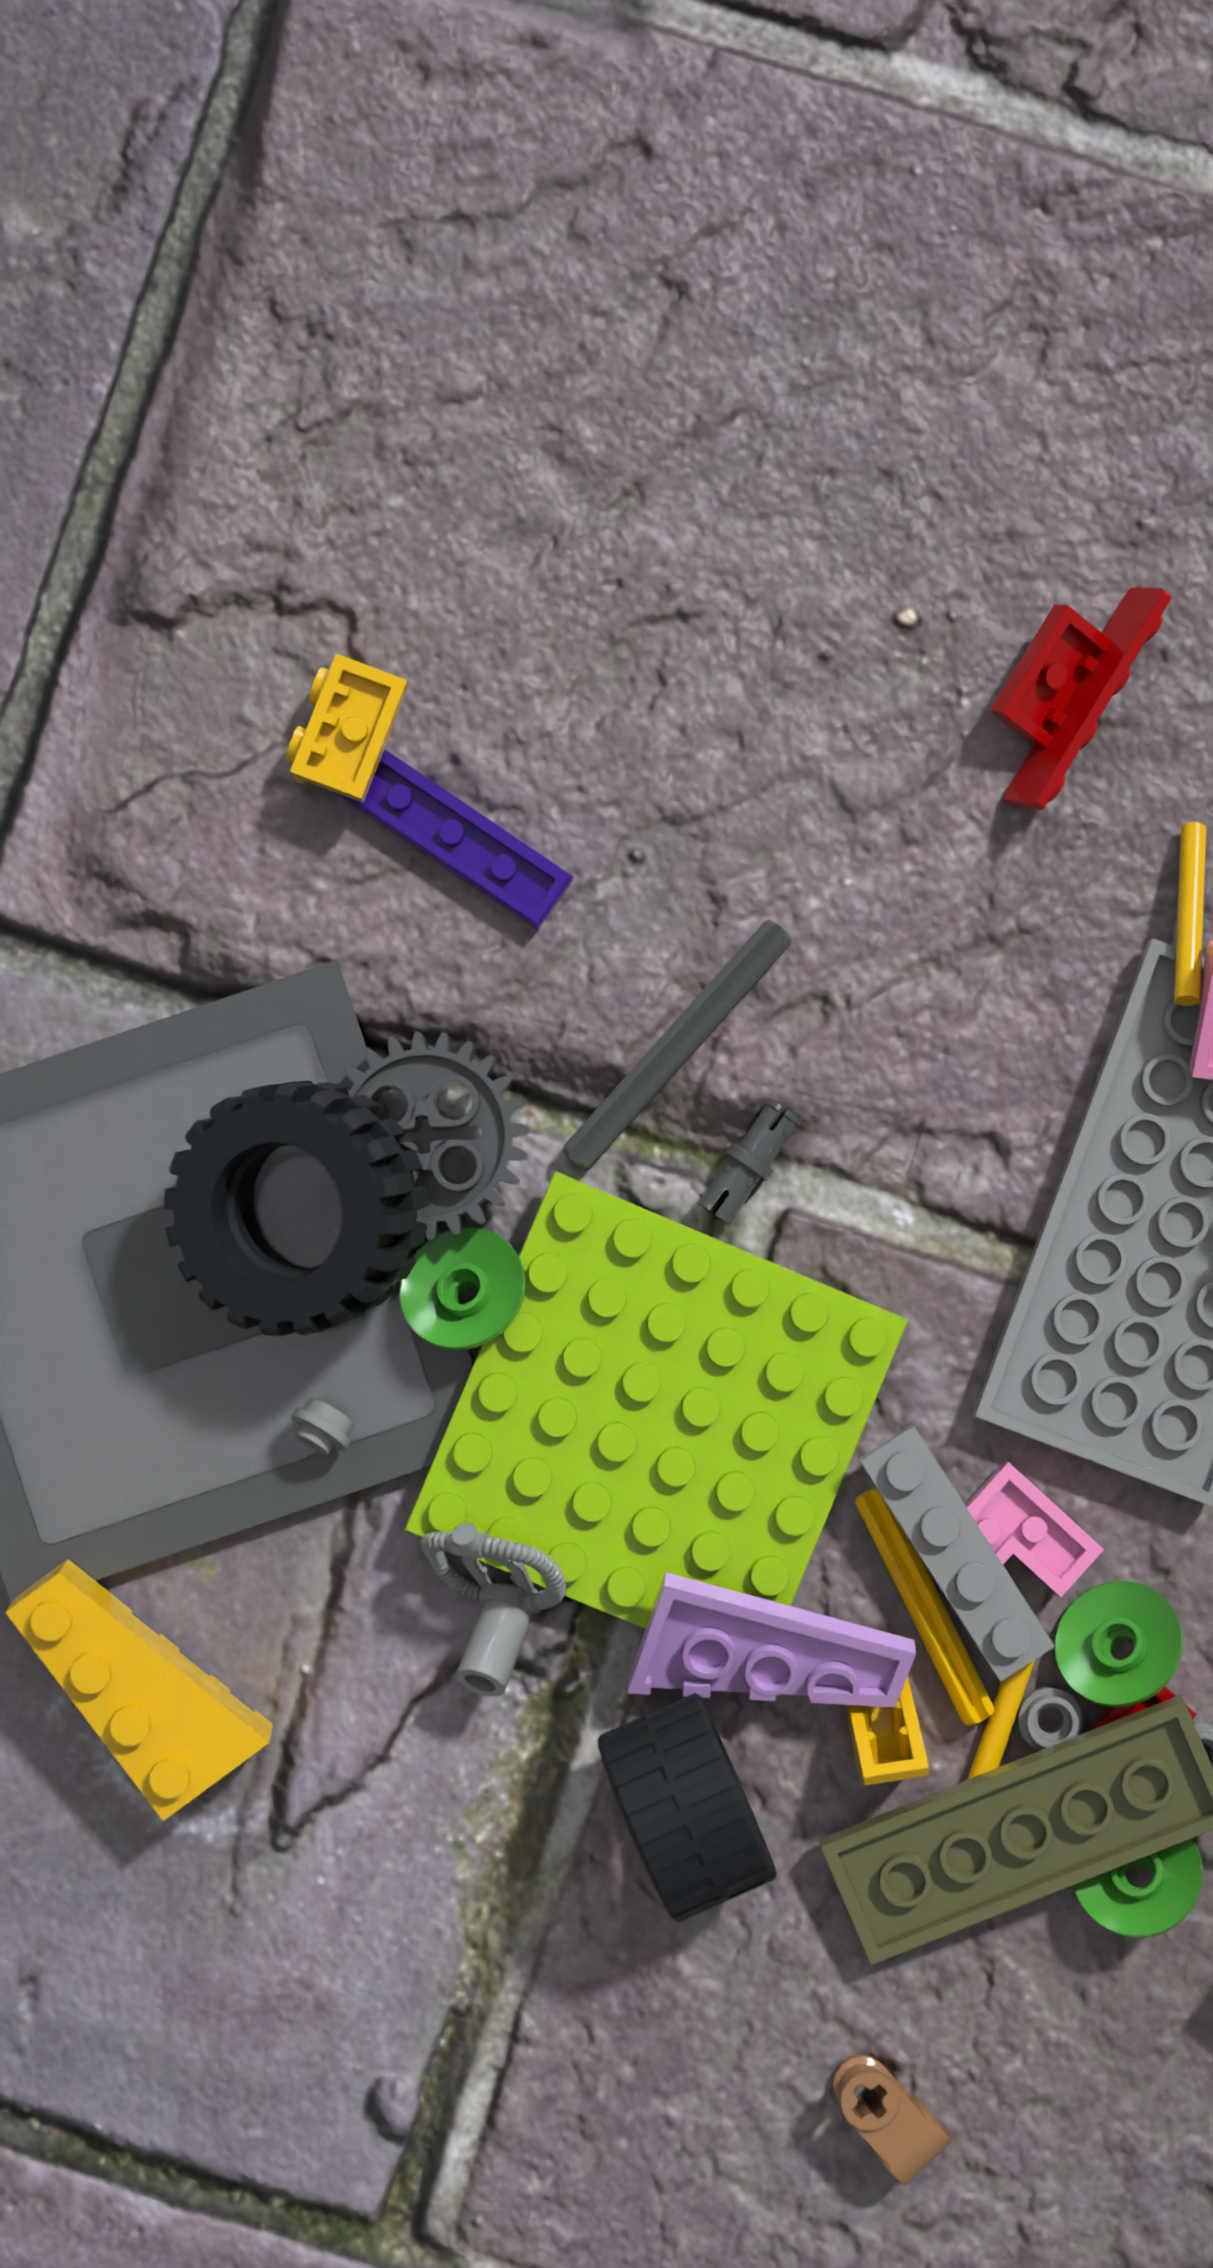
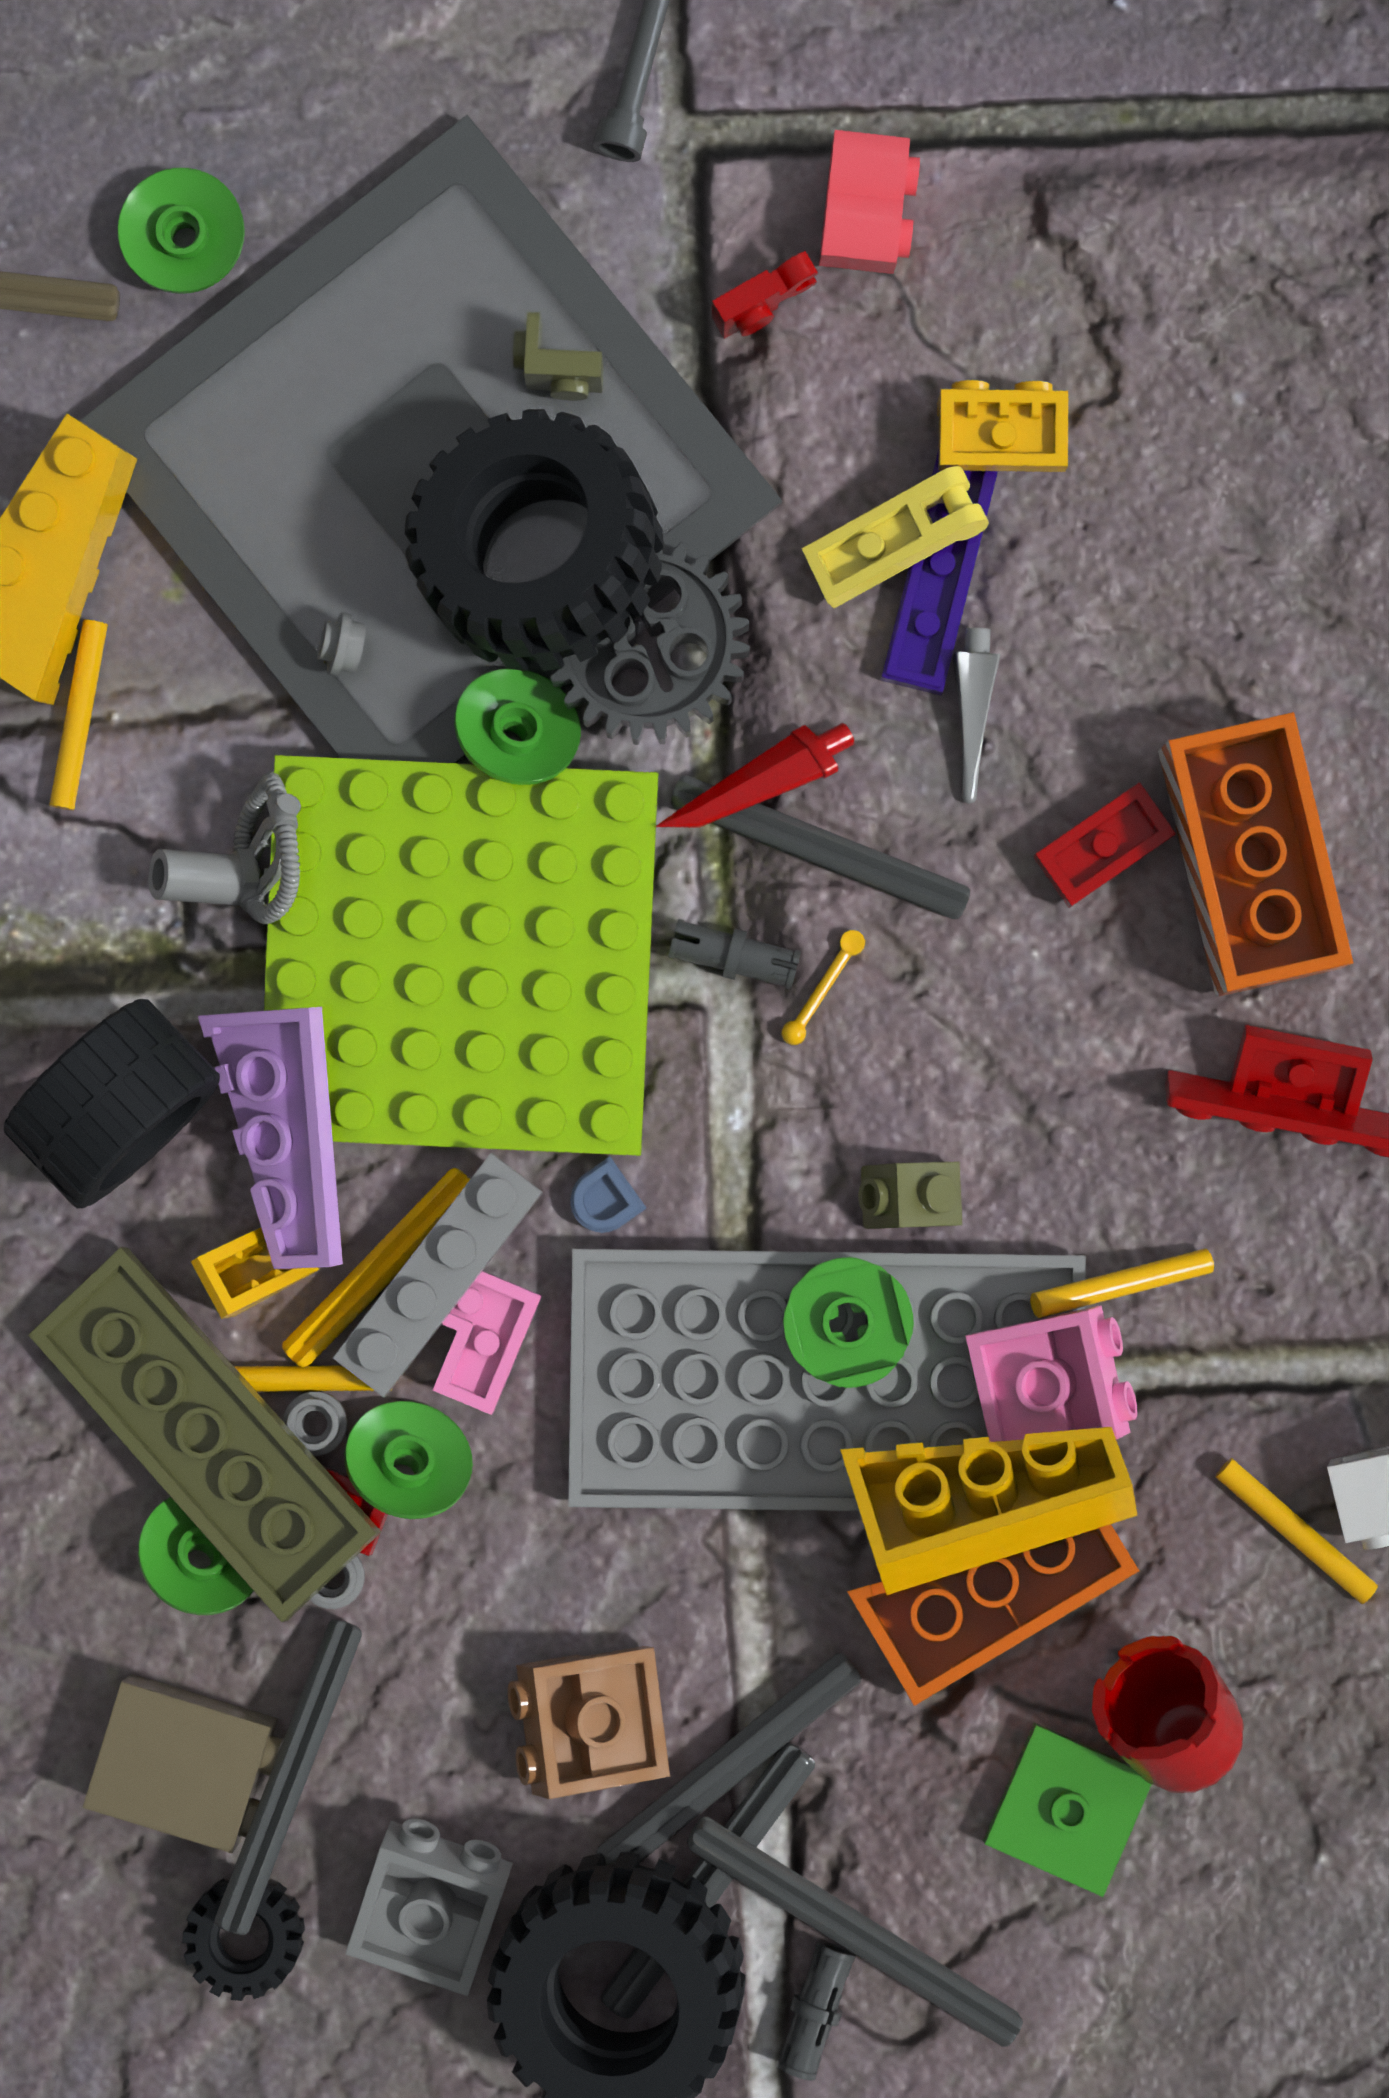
camera: 70 degrees right, 0 degrees up
(82, 777) = (866, 200): none -> coral brick
(139, 922) = (752, 302): none -> red plate
(141, 1120) = (563, 372): none -> olive bracket
(292, 1703) = (78, 715): none -> yellow bar
(411, 867) = (894, 536): none -> light yellow plate
(573, 842) = (975, 681): none -> light grey piece
(591, 1055) = (785, 766): none -> red bar
(773, 779) = (1104, 845): none -> red plate
(778, 1049) = (851, 944): none -> yellow hinge
(838, 642) = (1255, 854): none -> orange brick
(935, 1368) = (604, 1198): none -> sand blue tile
(1036, 1080) = (910, 1195): none -> olive bracket
(1162, 1211) = (879, 1342): none -> bright green plate

